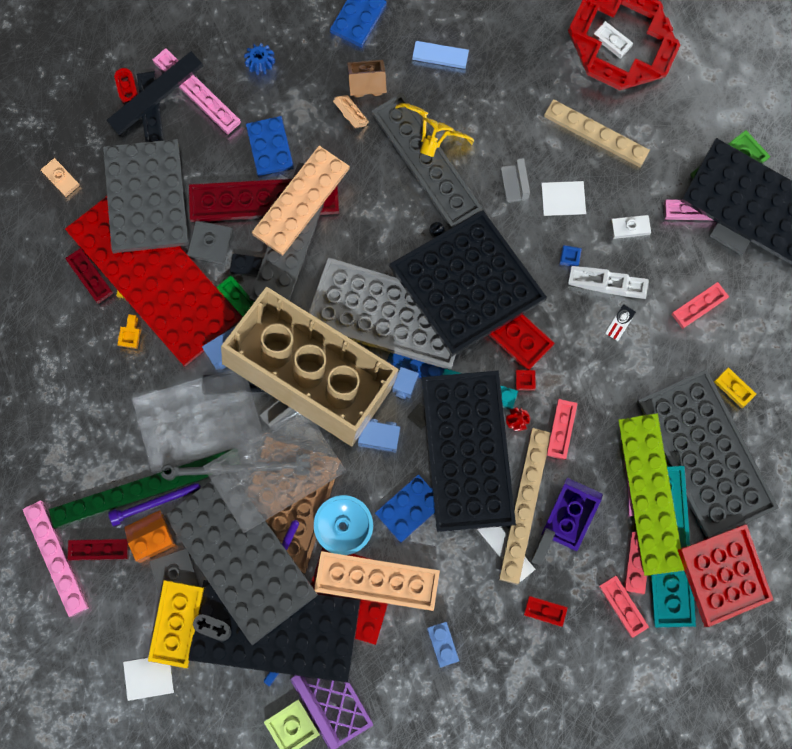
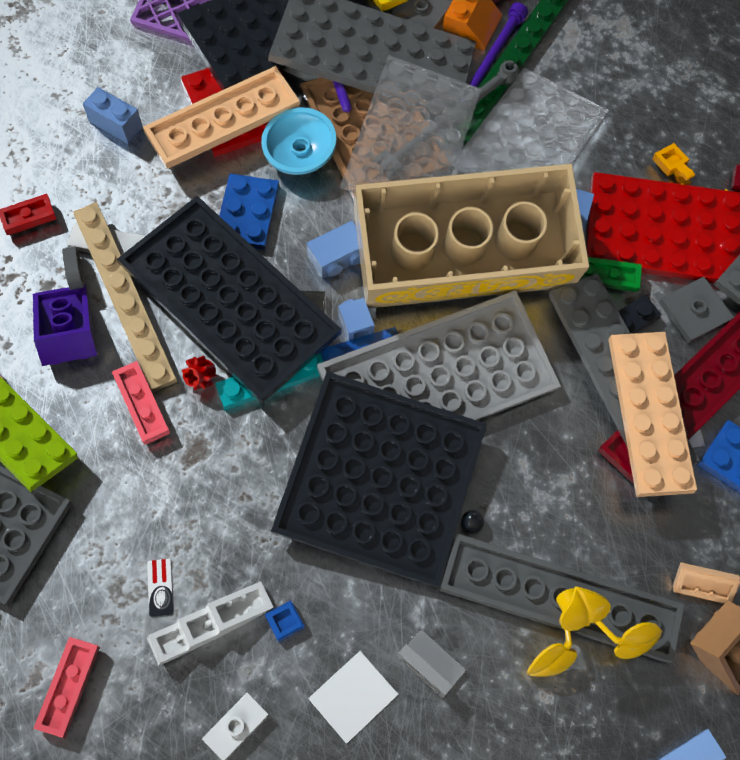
camera: 140 degrees right, 10 degrees down
(523, 341) = (258, 466): red plate -> none
(525, 380) = (224, 424): red plate -> none

